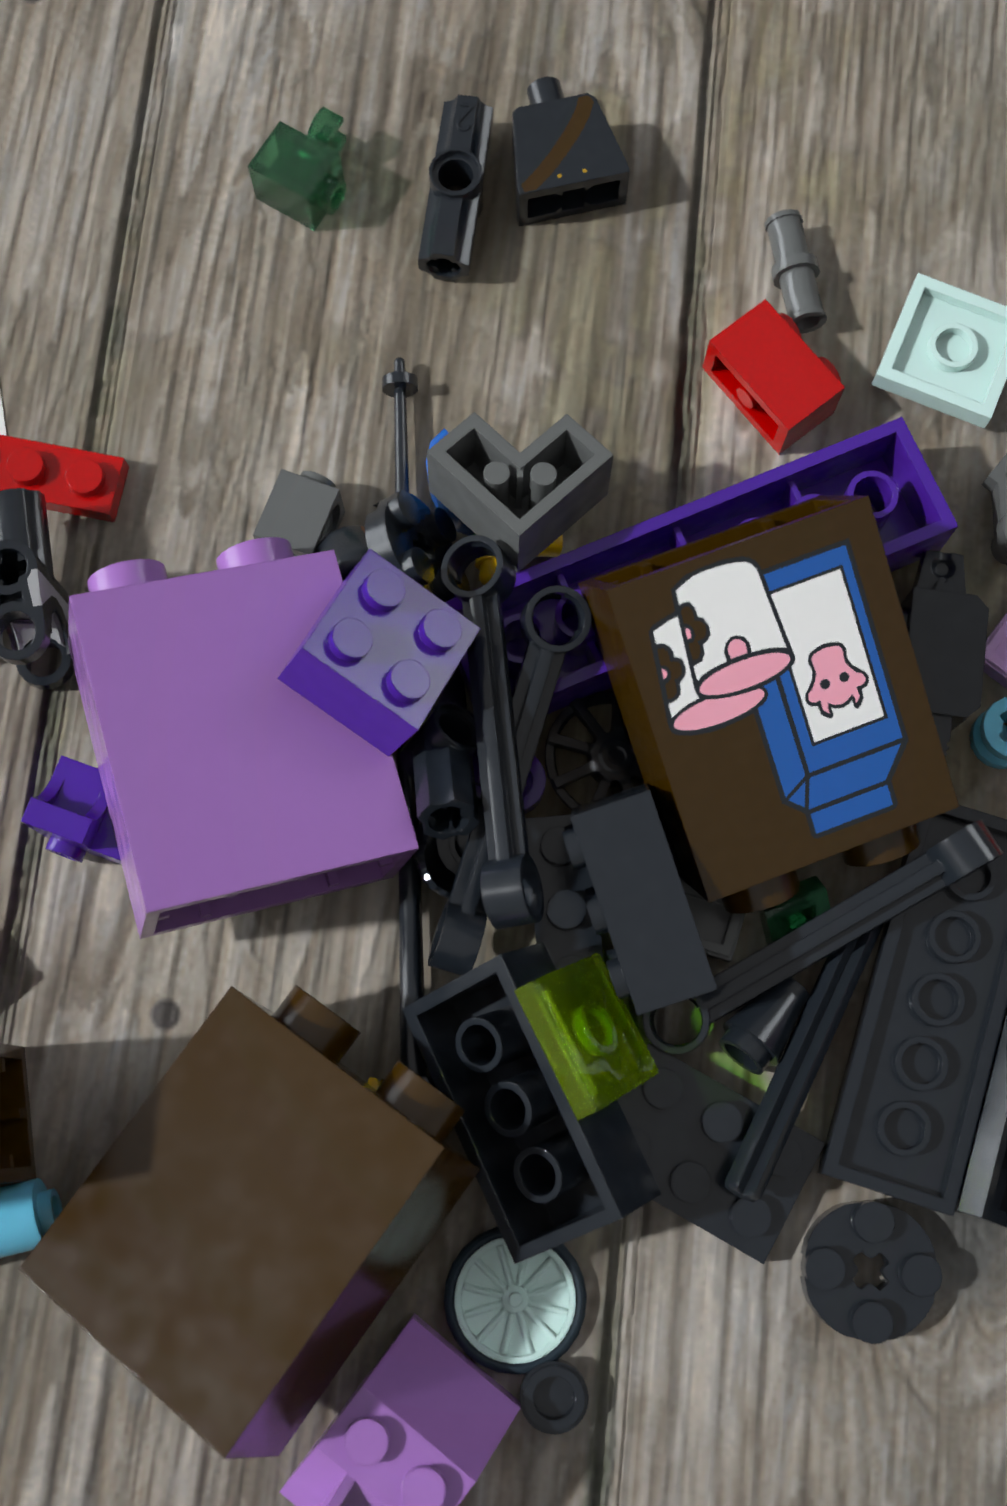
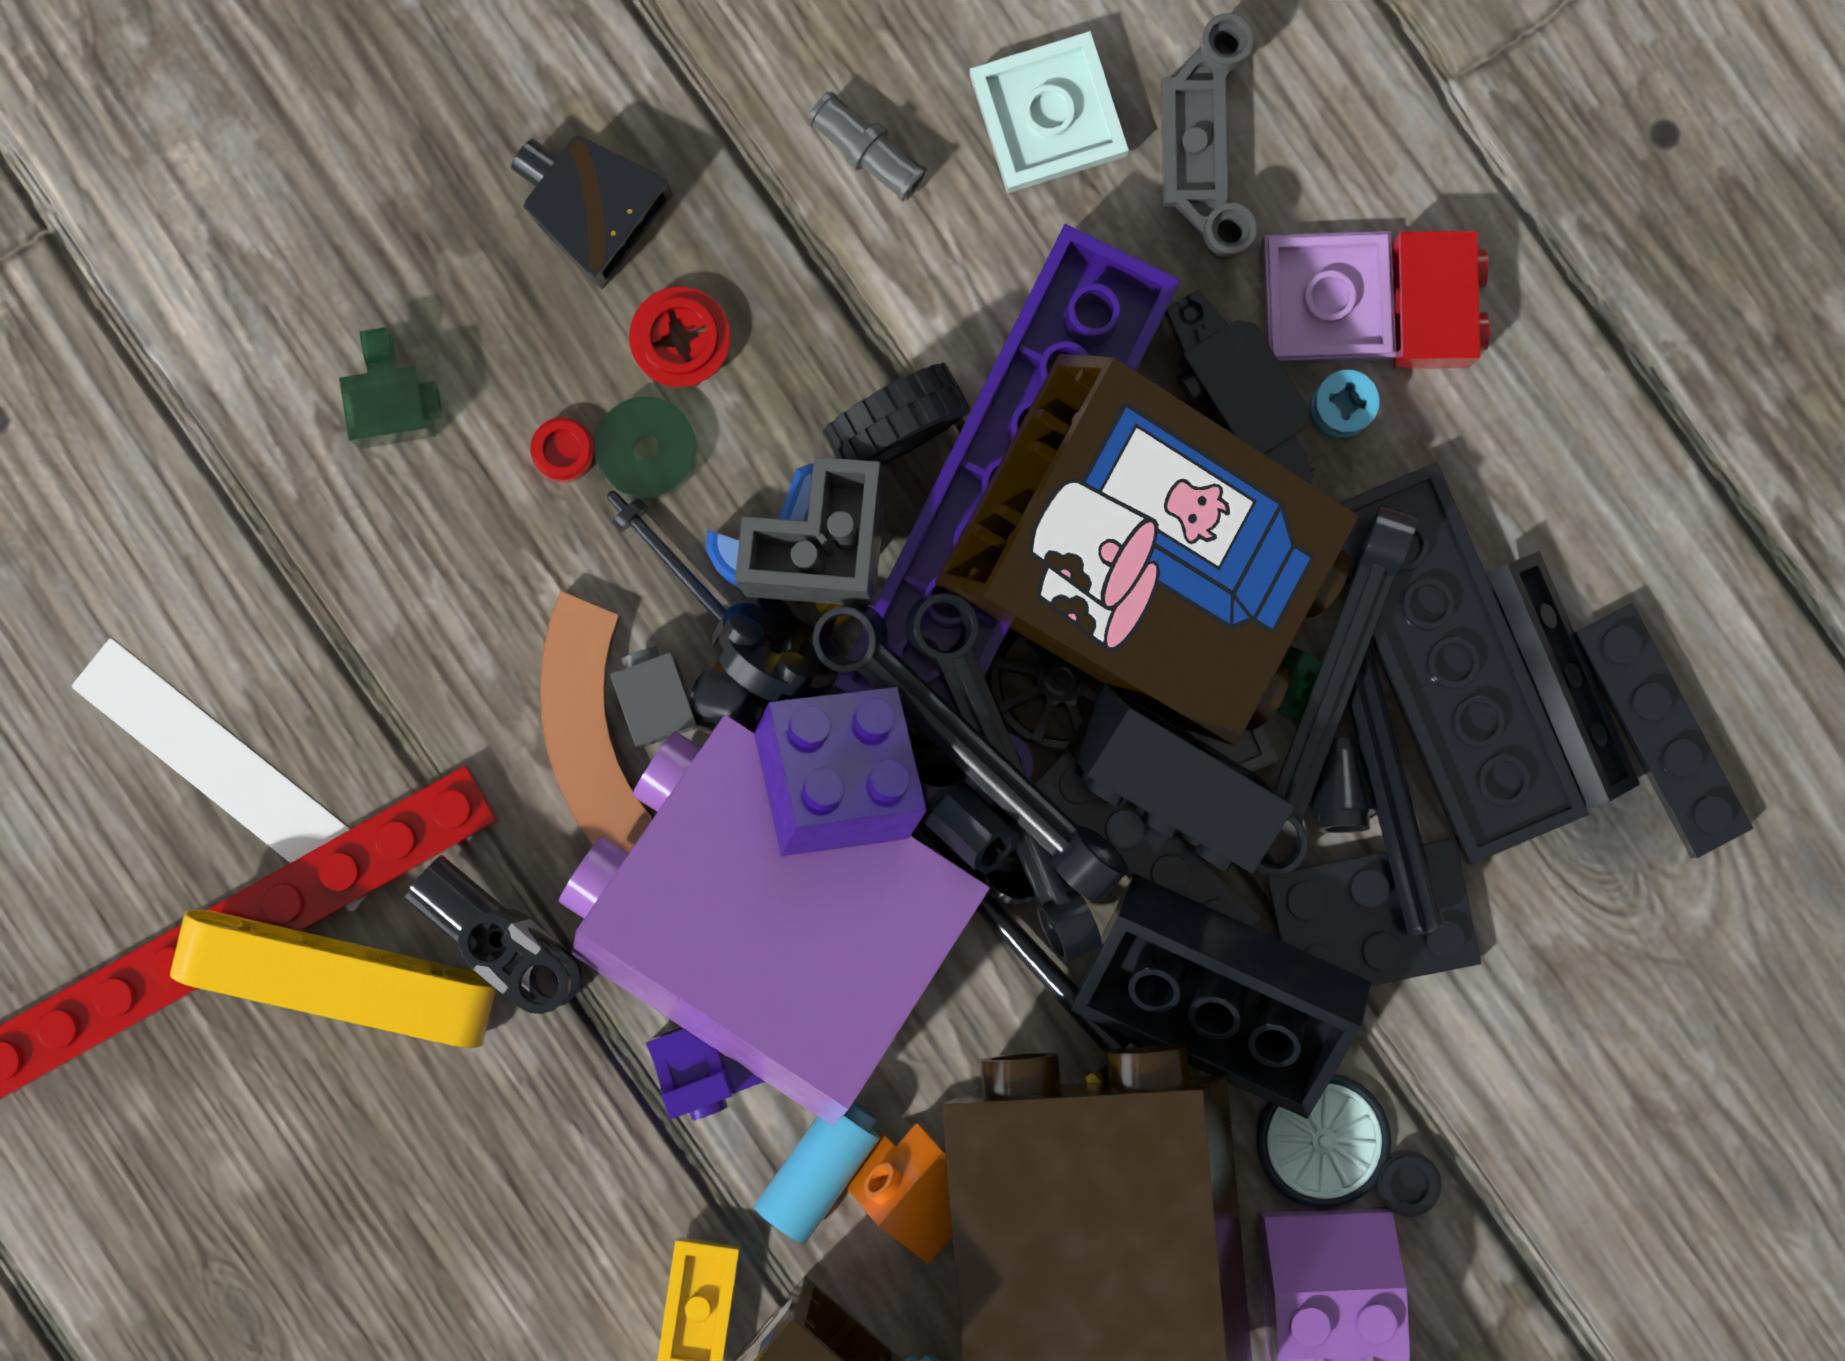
camera: 40 degrees left, 10 degrees up
(101, 970) = (817, 1173): none -> medium azure brick
(144, 1040) = (907, 1191): none -> orange brick
(240, 483) = (578, 727): none -> nougat tile
(393, 306) = (563, 449): none -> red tile
(449, 326) = (642, 419): none -> clear green piece
(451, 214) = (506, 276): black piece -> none
(532, 274) = (652, 326): none -> red gear
(586, 1034) = (1225, 915): clear neon green tile -> none
(658, 456) = (898, 417): none -> black tyre
(773, 375) = (926, 255): red brick -> none
(829, 1271) = (1531, 927): black plate -> none

